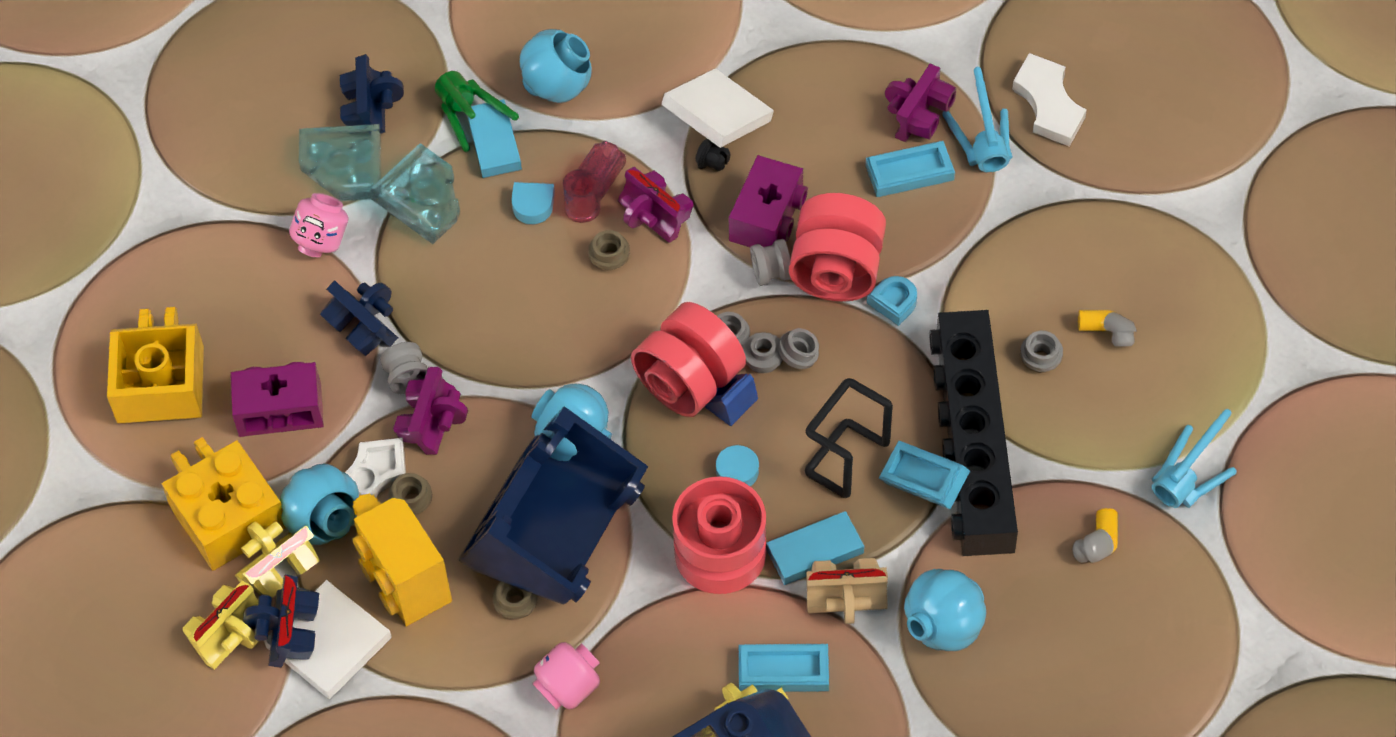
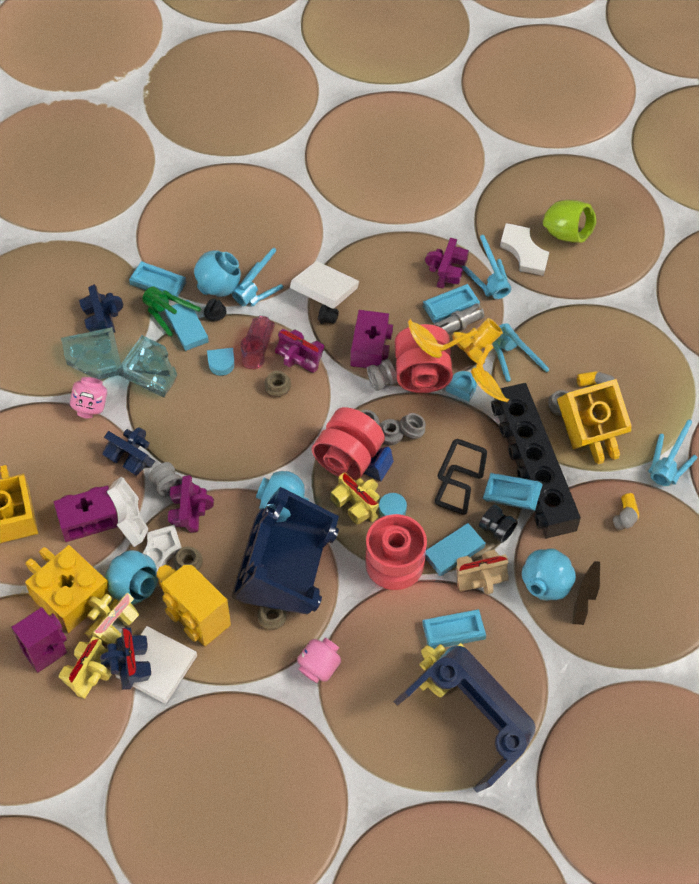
camera: 15 degrees left, 0 degrees up
(167, 570) = (40, 639): none -> magenta brick
(337, 413) = (129, 517): none -> white tile
(457, 54) = (149, 276): none -> medium azure tile
(541, 122) = (215, 310): none -> black piece
(595, 99) = (246, 290): none -> medium azure plant
(691, 443) = (360, 494): none -> light yellow hips
(891, 520) = (498, 523): none -> black wheel
(915, 195) = (460, 319): none -> light grey pin
(917, 232) = (472, 344): none -> yellow plant
(983, 239) = (509, 341): none -> medium azure plant
(1002, 644) = (588, 590): none -> dark brown slope
(1063, 398) = (585, 429): none -> yellow hinge
(1117, 59) = (563, 220): none -> lime piece

